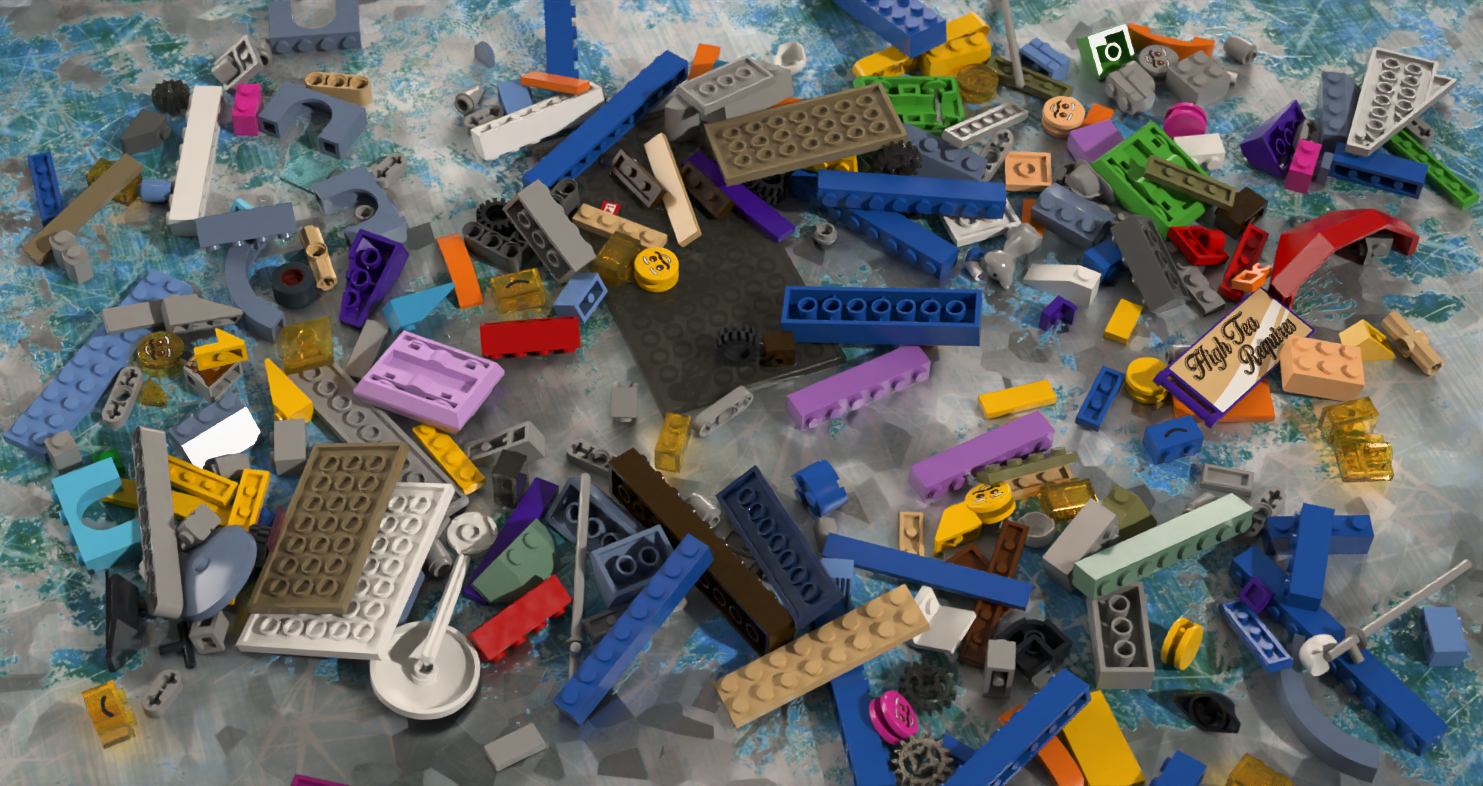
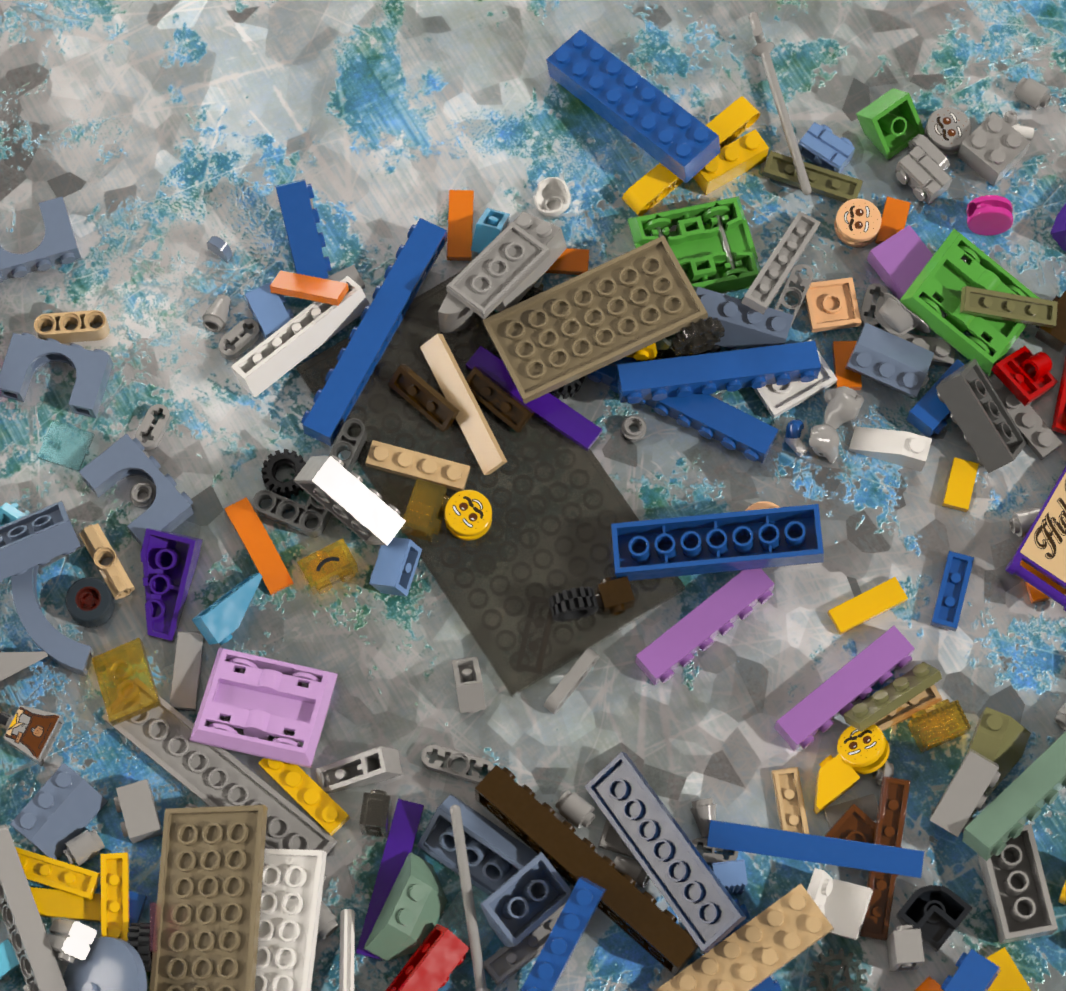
camera: 10 degrees left, 20 degrees up
(226, 351) = (46, 714): yellow slope -> none
(287, 398) = (122, 755): yellow slope -> none
(471, 534) = (349, 880): white tile -> none
(530, 336) = (354, 625): red brick -> none
(610, 207) = (401, 437): red sticker -> none
(673, 442) = (529, 731): clear yellow brick -> none
(819, 489) = (690, 764): blue brick -> none
(977, 83) = (759, 192): clear yellow head -> none
(1041, 529) = (915, 767): white hair -> none
(1057, 310) = (893, 486): dark purple bracket -> none
(1139, 380) = (992, 558): yellow head -> none
(1142, 38) = (924, 98): orange slope -> none
(1173, 440) = (1033, 631): blue brick -> none
(1203, 149) = (1009, 246): white brick -> none

